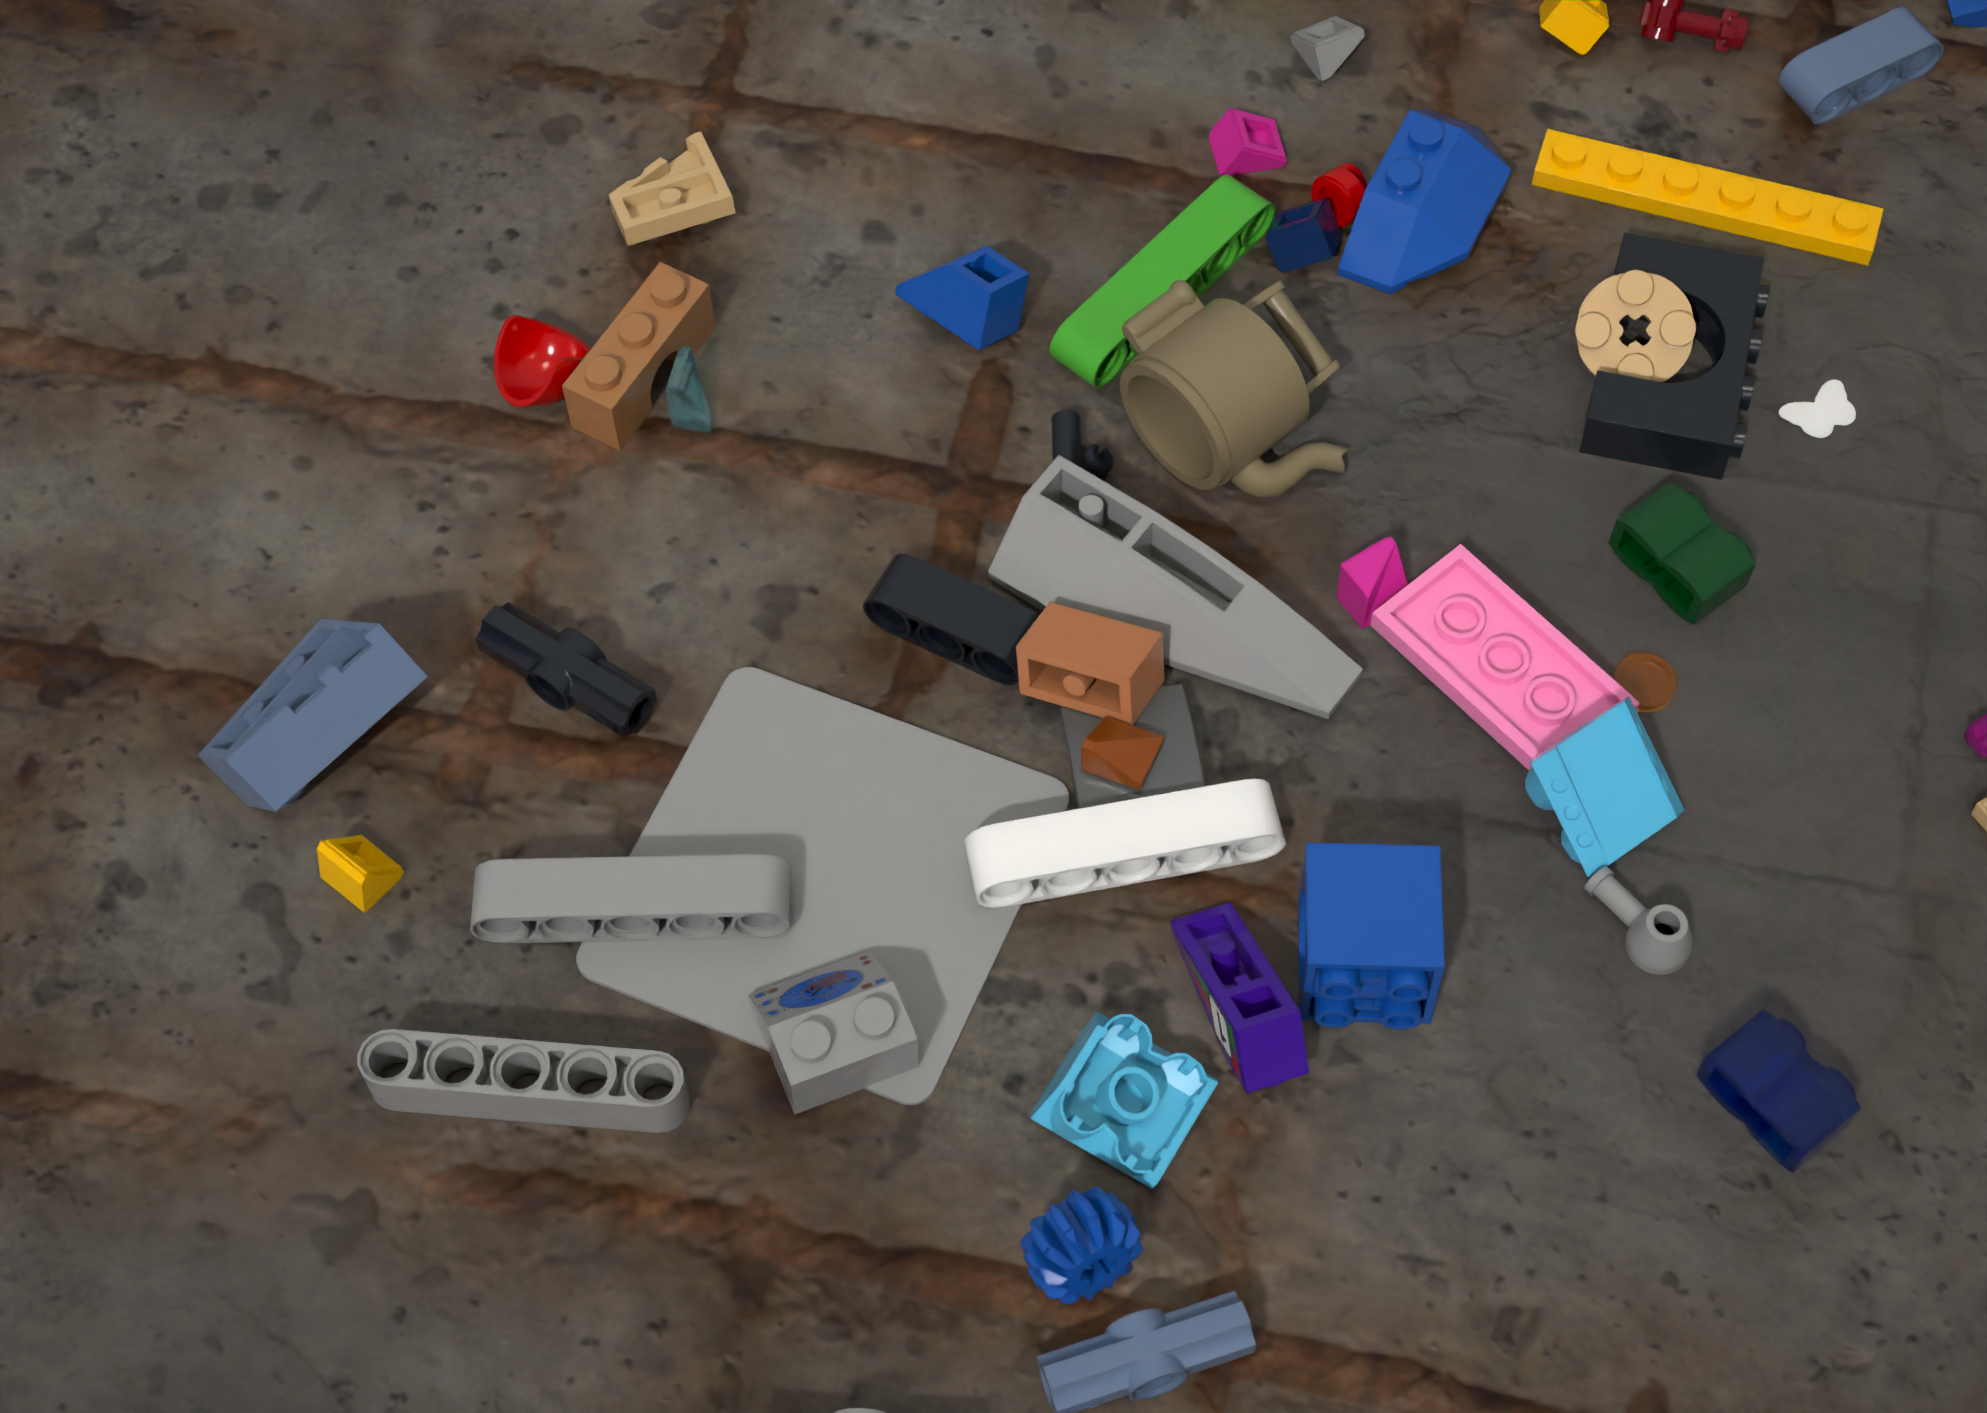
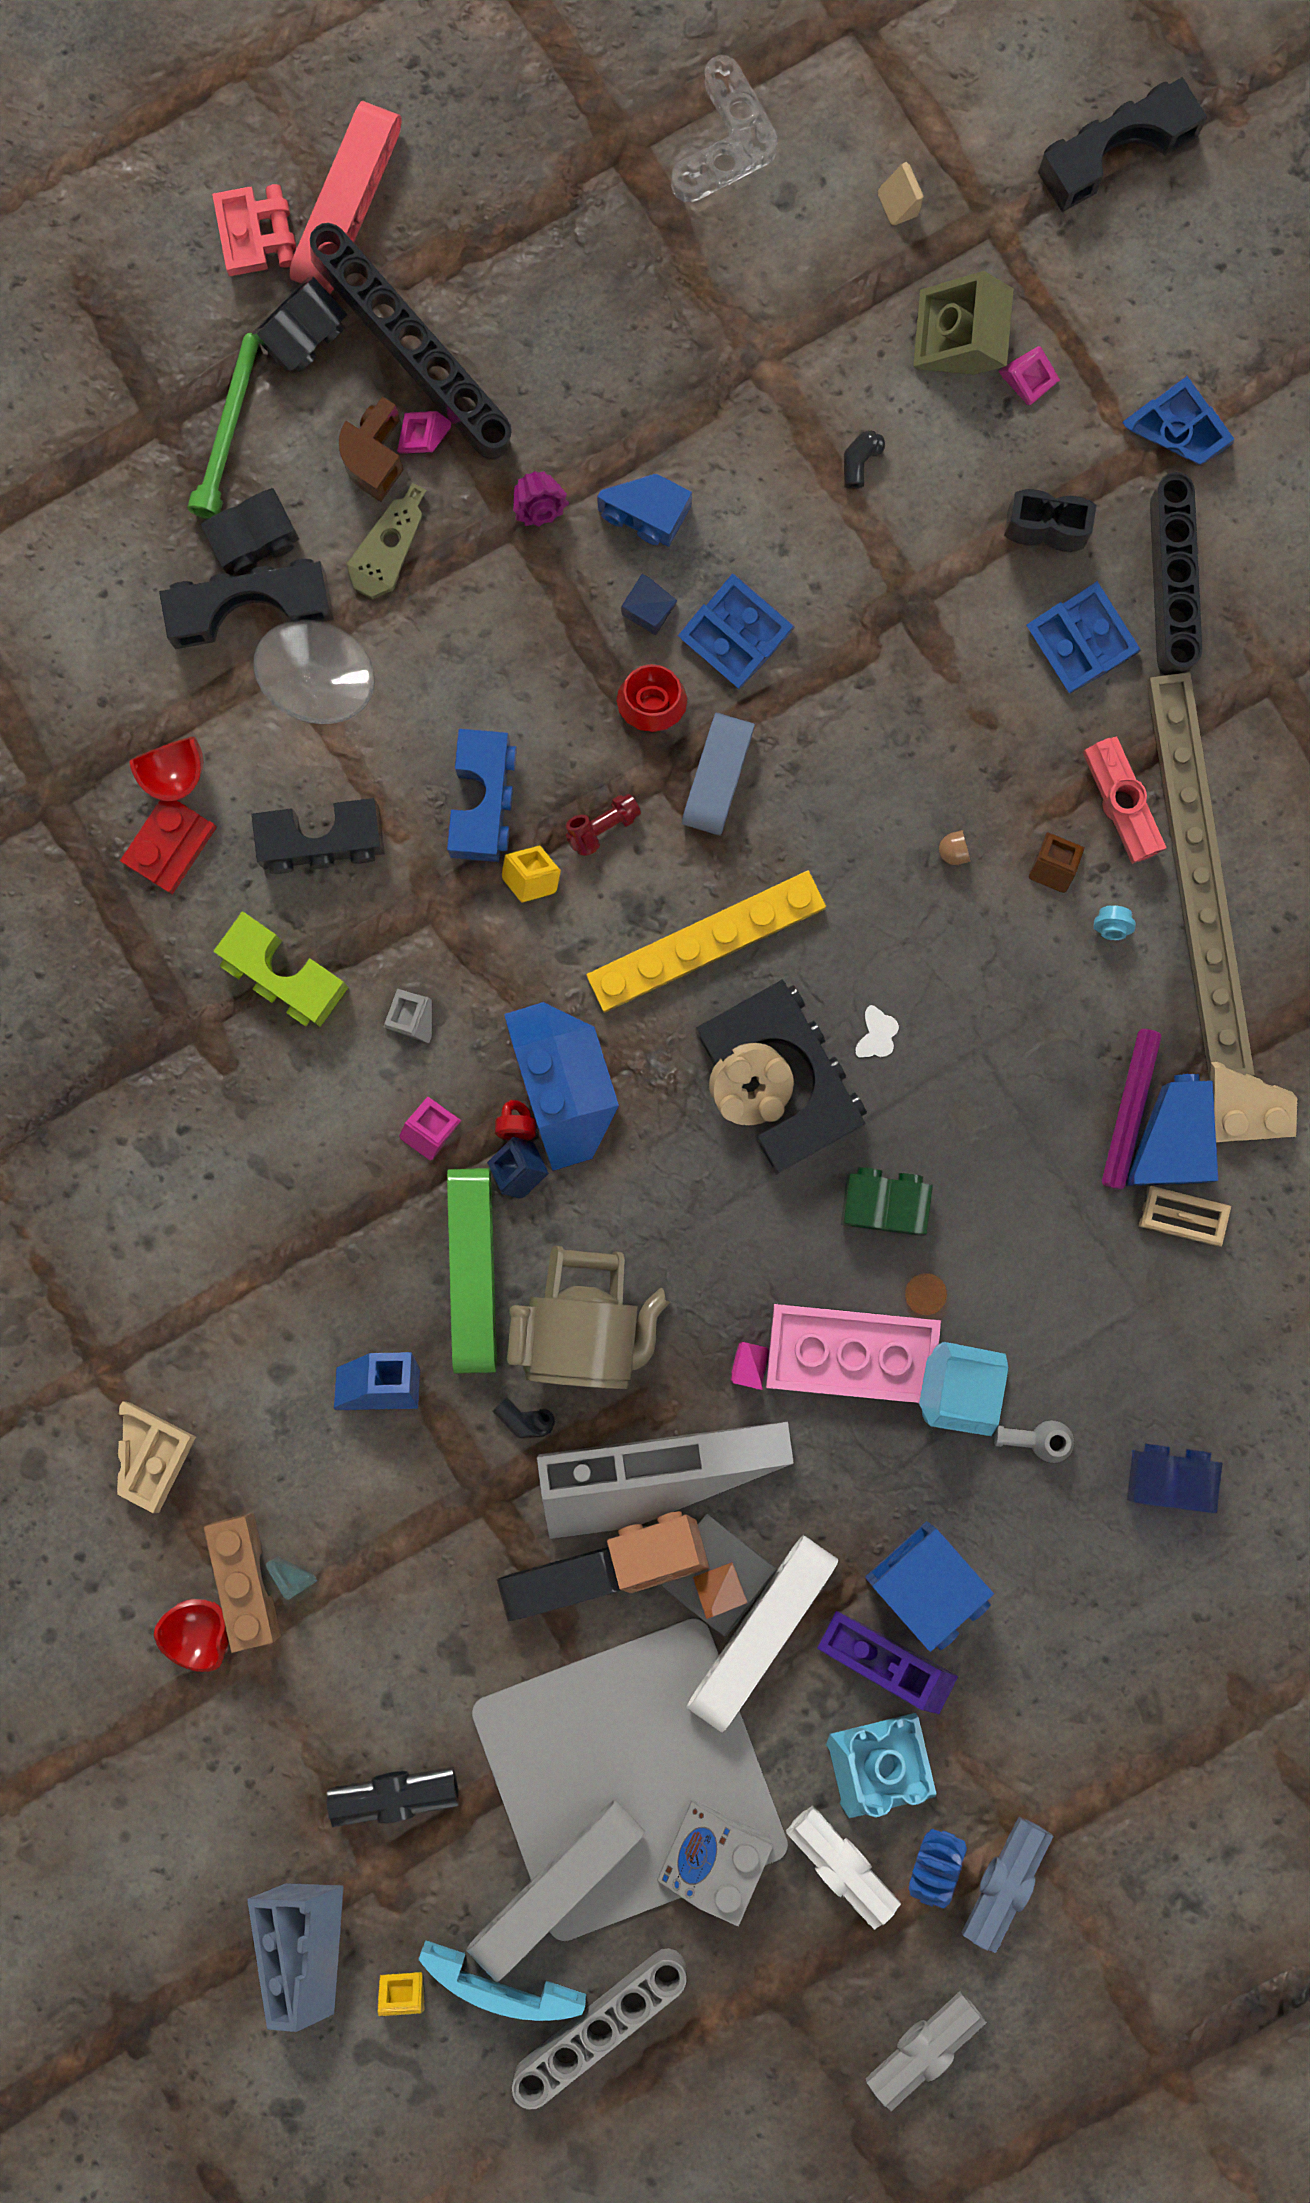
camera: 45 degrees left, 25 degrees up
(439, 886) = (554, 2004): none -> medium azure slope
(969, 1162) = (843, 1867): none -> white piece

